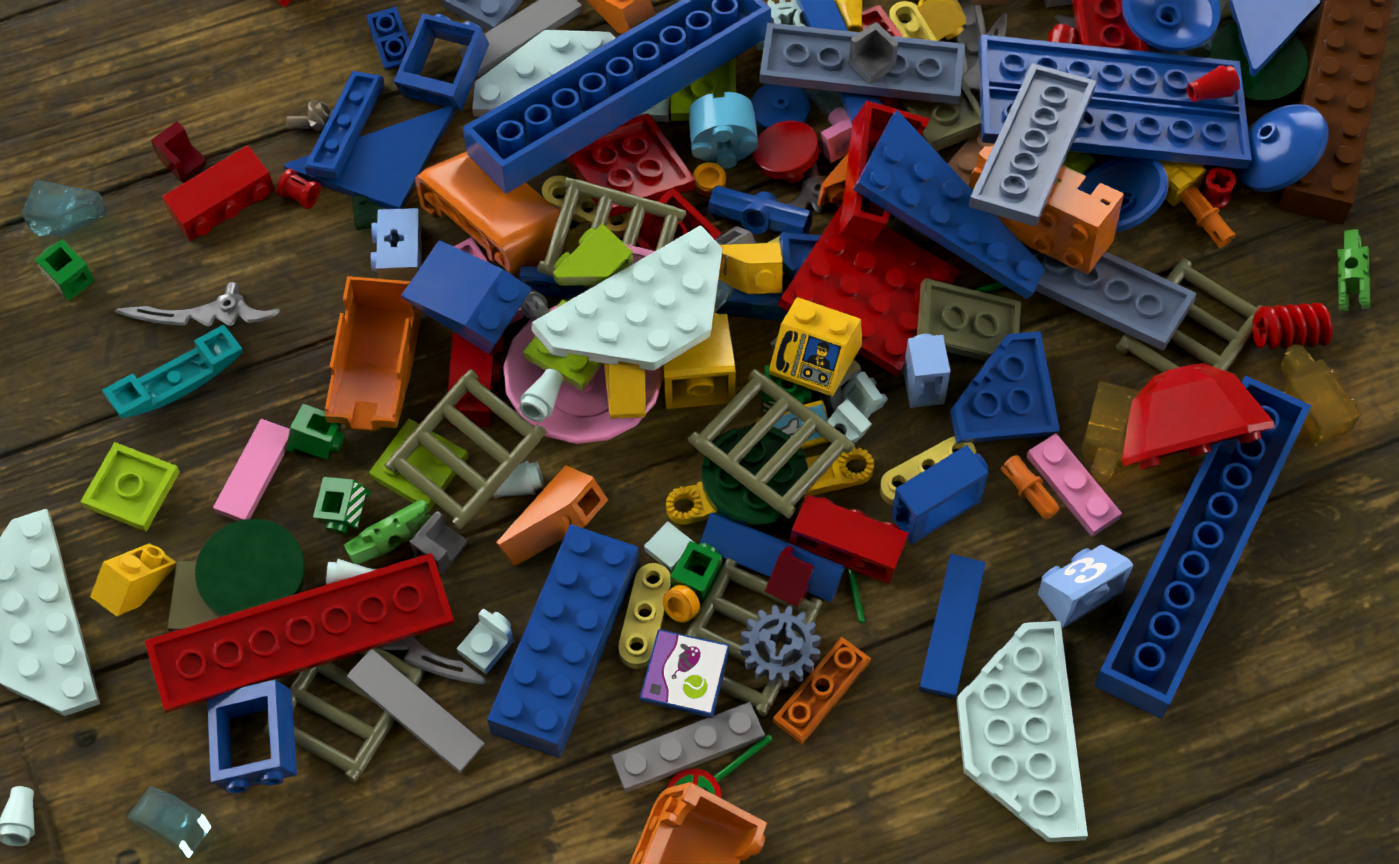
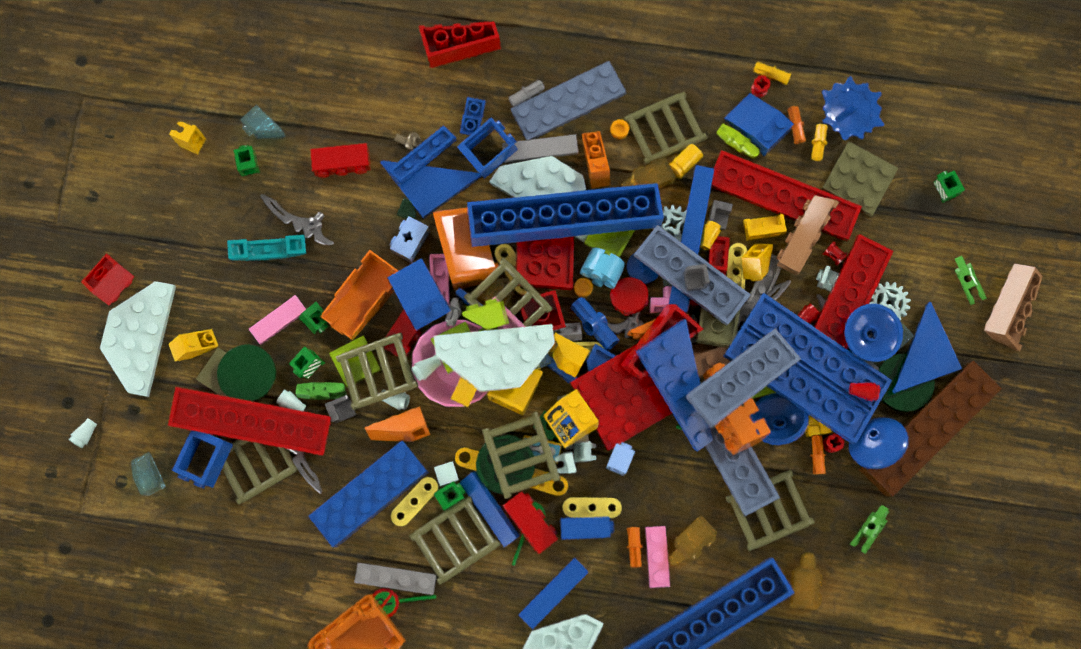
camera: 30 degrees right, 15 degrees up
(130, 486) = (217, 295): lime plate -> none
(177, 152) = (334, 124): dark red panel -> none
(298, 189) = (380, 179): red bush -> none
(415, 711) = (282, 488): light grey tile -> none
(487, 641) = (334, 471): light aqua bracket -> none
(681, 603) = (432, 508): light orange tile -> none
(685, 673) = (413, 544): tile -> none
(790, 578) = (487, 529): dark red panel -> none
(793, 651) = (470, 565): sand blue gear -> none
(807, 704) = (461, 591): orange tile -> none
(967, 318) = (659, 444): olive tile -> none
(1008, 395) = (653, 494): blue plate -> none
(1084, 583) = (626, 612): light blue slope -> none
(1189, 413) = (731, 562): red brick -> none
(1292, 325) = (819, 540): red piece -> none

